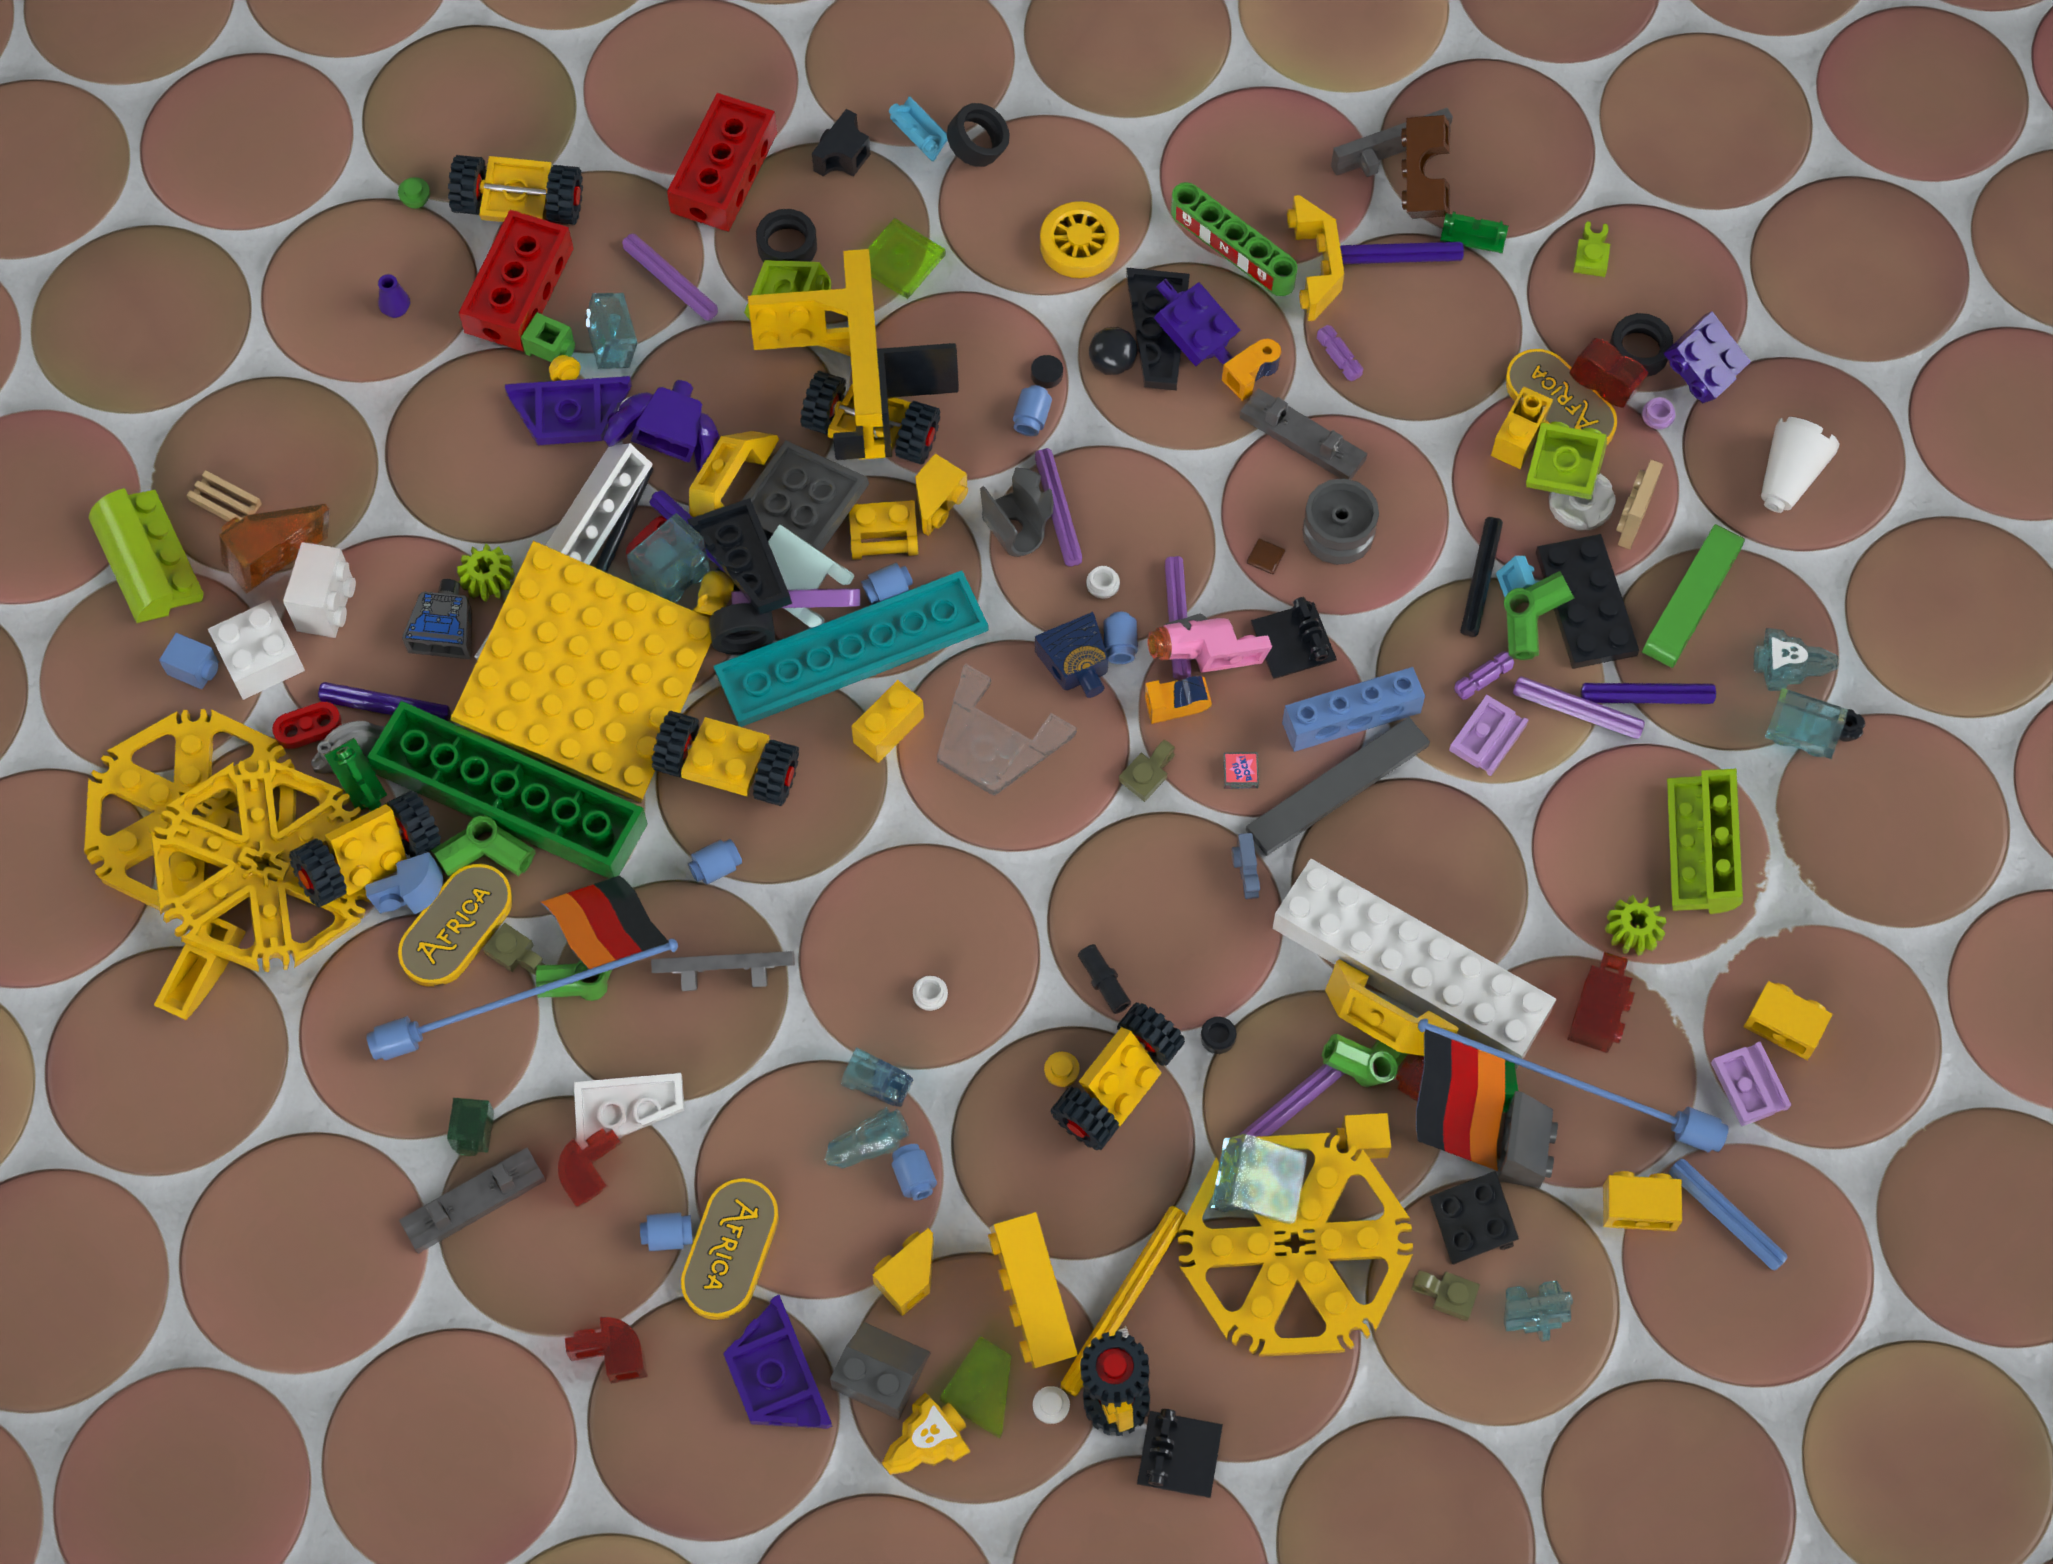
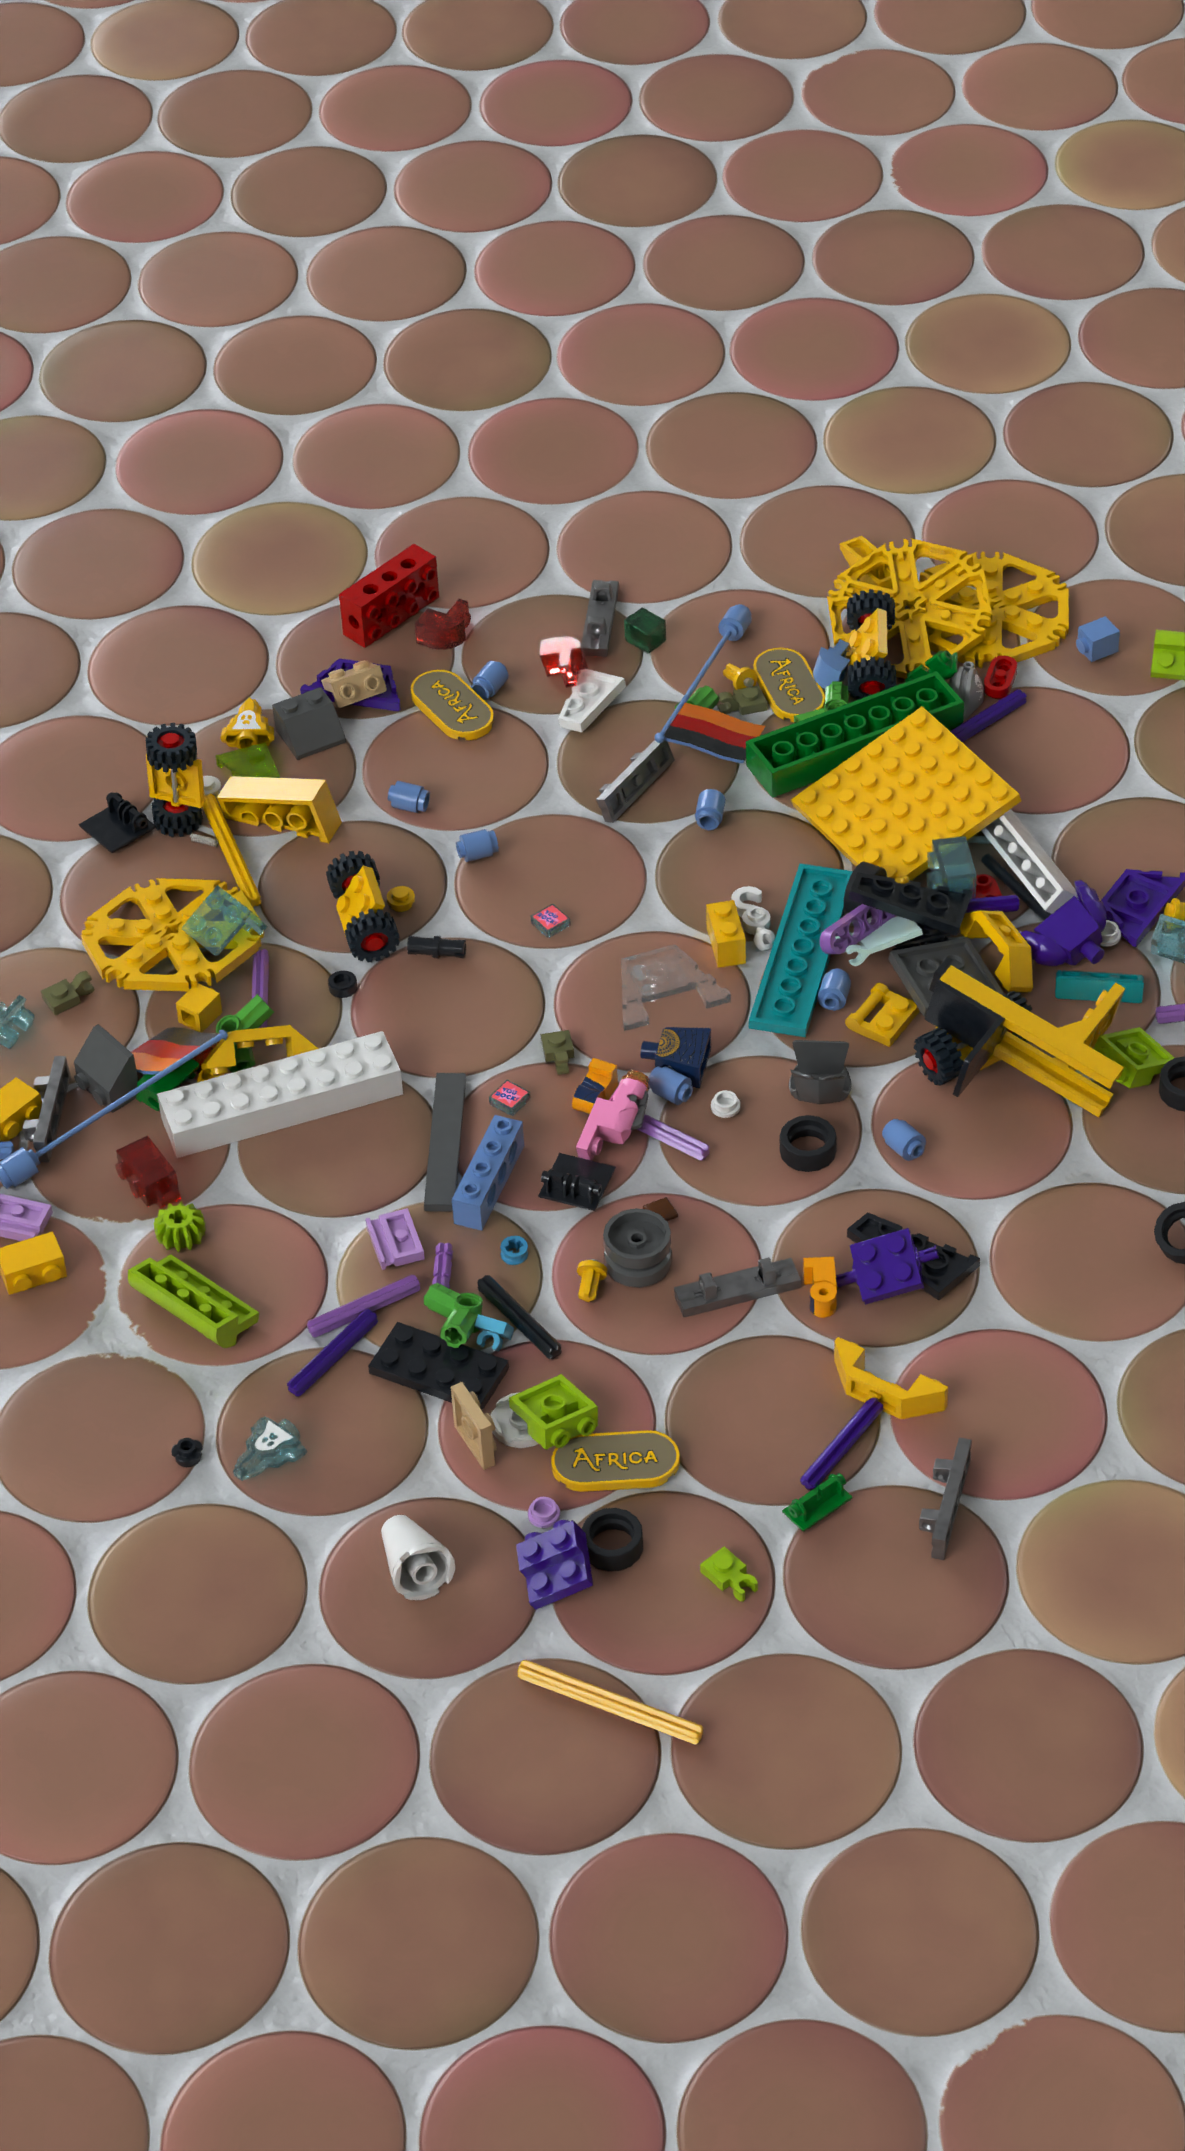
camera: 130 degrees right, 20 degrees down
(256, 649) = (1079, 673): white brick -> none
(269, 541) = (1140, 675): clear orange slope -> none
(319, 590) = (1093, 709): white brick -> none
(441, 623) = (1019, 763): torso -> none
(481, 977) = (741, 677): none -> yellow piece
(498, 576) = (1039, 801): lime gear -> none
(628, 1448) = (389, 595): none -> red brick
(694, 366) = (1089, 985): none -> teal slope
(725, 757) = (774, 838): plate -> none
(789, 1357) = (355, 684): none -> tan bracket
(841, 714) = (754, 918): none -> white piece
(868, 1139) = (447, 787): clear light blue rock -> none
(877, 1078) = (485, 808): clear light blue leg -> none
(903, 258) = (1114, 1144): clear neon green plate -> none
(908, 1274) = (349, 763): yellow slope -> none
(930, 993) = (516, 864): white plate -> none
(935, 1045) = (477, 845): none -> medium blue brick
(938, 490) = (883, 1051): yellow slope -> none
(982, 905) = (550, 920): none -> tile
(1046, 371) = (934, 1173): black tile -> none
(1061, 515) = (793, 1109): medium lavender axle -> none
(1079, 239) = (1035, 1260): yellow wheel -> none
(1097, 461) = (802, 1159): none -> black tyre
(1113, 350) = (916, 1214): black hair -> none
(1240, 251) = (948, 1340): bright green beam -> none
(1245, 858) = (440, 1056): sand blue plate -> none
(1339, 353) = (787, 1350): medium lavender axle -> none
(1390, 548) = (591, 1273): none -> yellow piece
(1419, 641) = (514, 1242): none -> dark azure bush
(1424, 139) = (915, 1488): reddish brown arch -> none
(1474, 1218) = (77, 1028): black hinge -> none
(1521, 427) = (612, 1401): yellow slope -> none
(1609, 373) = (603, 1489): clear red brick -> none
(1632, 1148) = (54, 1091): none -> flat silver hinge
(1693, 596) = (375, 1426): bright green beam -> none
(1781, 251) = (610, 1702): none -> yellow axle
(1806, 723) = (210, 1410): clear light blue brick -> none

